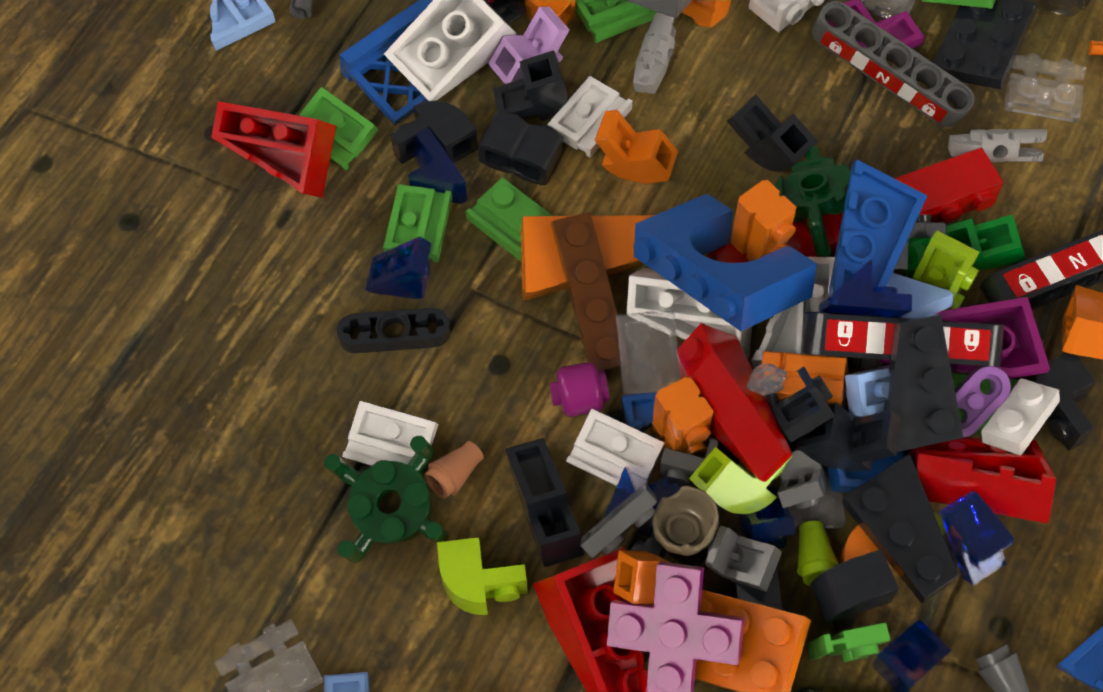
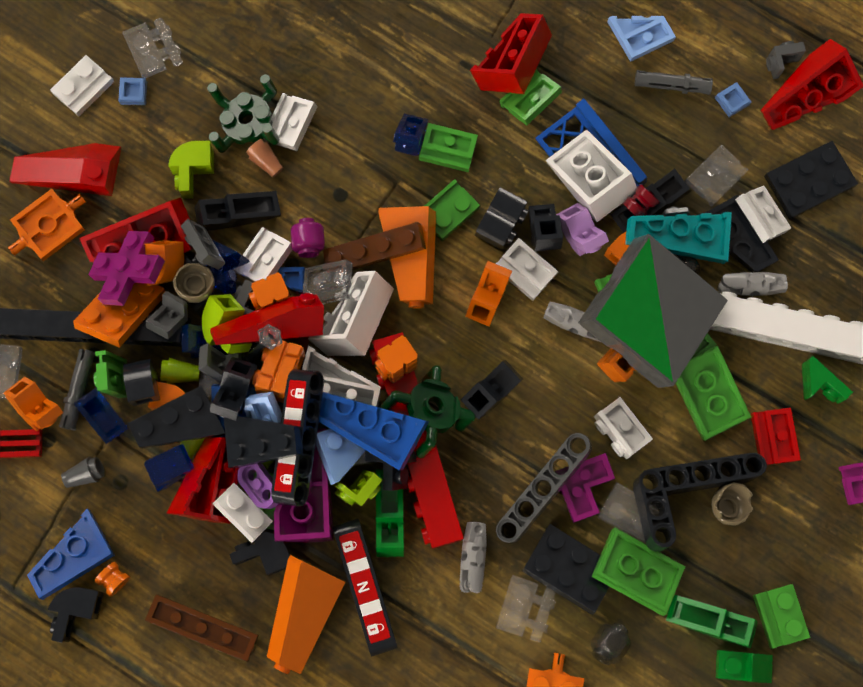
camera: 90 degrees right, 15 degrees up
(366, 343) = (362, 121): black beam -> none
(436, 169) = (484, 165): clear blue slope -> none
(446, 123) = (522, 166): black brick -> none
(736, 292) = (334, 328): blue arch -> none
(805, 408) = (249, 358): black bracket -> none
(857, 298) = (323, 405): clear blue slope -> none

